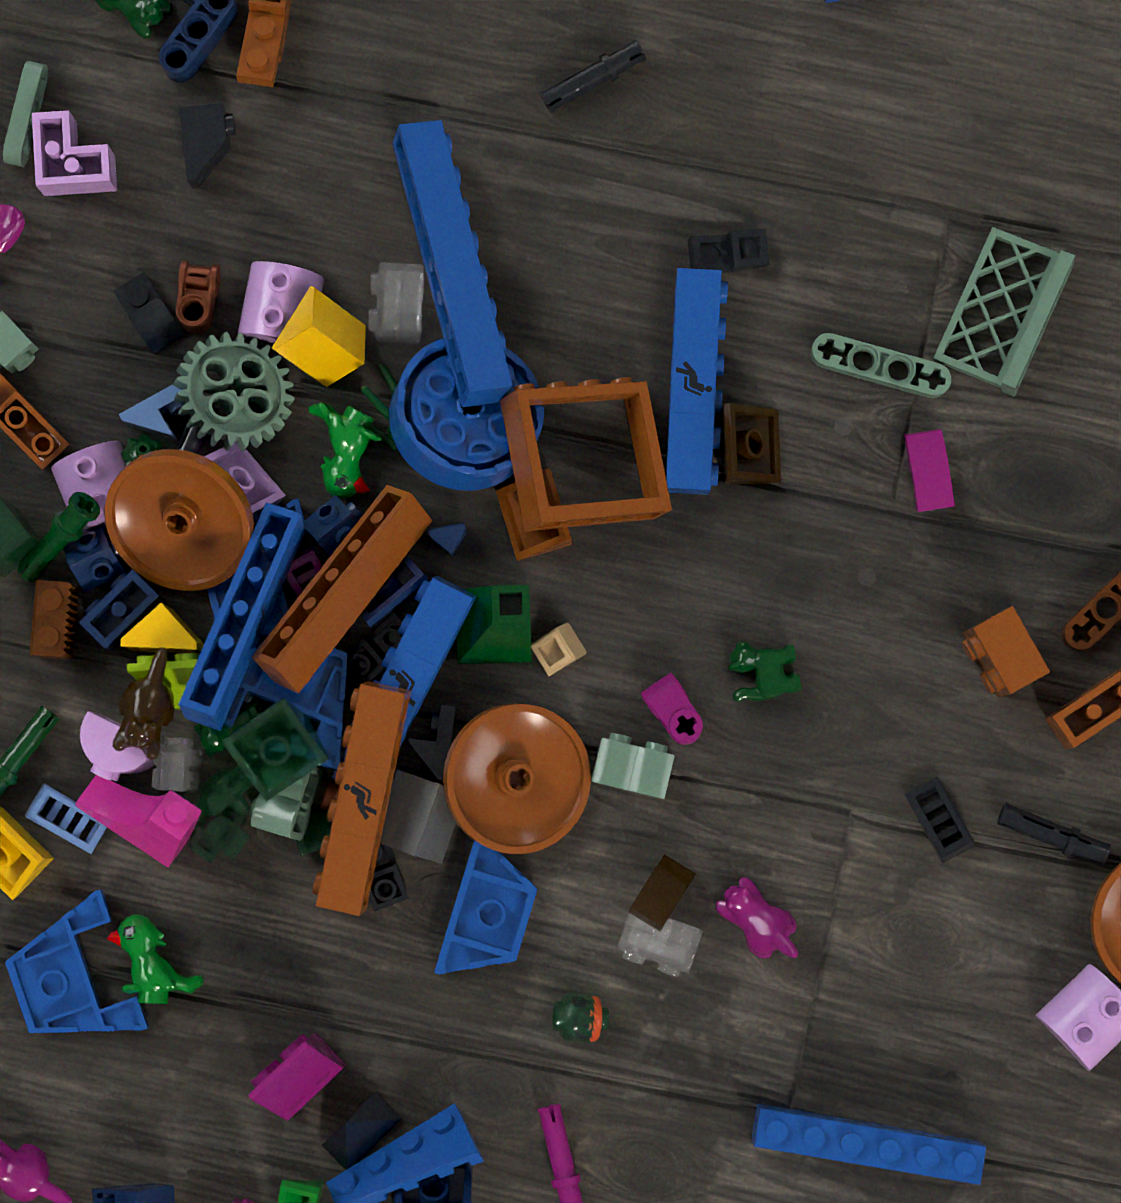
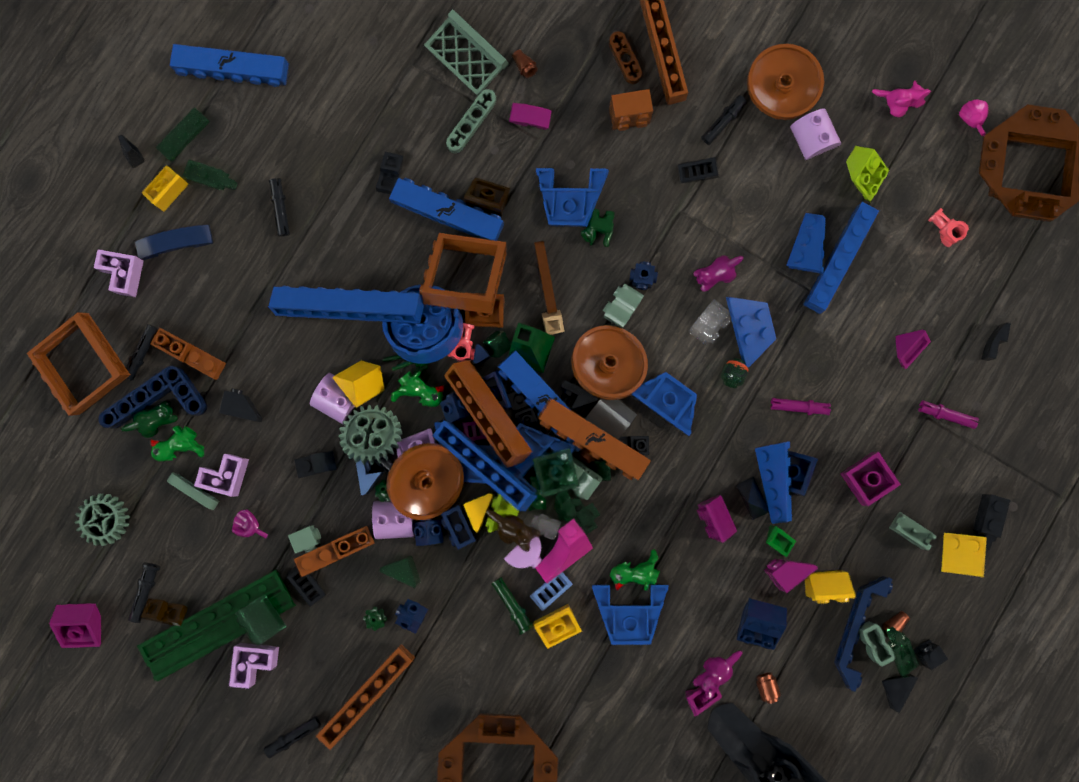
camera: 65 degrees left, 0 degrees up
(54, 620) = (451, 562): reddish brown brick -> none
(65, 528) = (408, 540): dark green pin -> none
(106, 59) = (180, 441): none -> green animal
(197, 288) = (313, 435): copper piece -> none
(398, 303) = (356, 339): clear brick -> none
(461, 502) = (464, 343): none -> coral connector
(481, 561) = (497, 344): none -> clear green slope
(635, 605) = (545, 277): none -> reddish brown beam
(662, 892) = (688, 312): dark brown slope -> none
(669, 704) = (599, 276): magenta piece -> none
(675, 1020) = (751, 327): none -> blue wing
(686, 785) = (639, 281): none -> dark blue brick
(784, 601) = (570, 205): none -> blue wing
(869, 1074) = (808, 246): none -> blue wing
(1022, 428) = (525, 64): none -> copper cone
(1050, 1136) = (866, 171): none -> lime slope

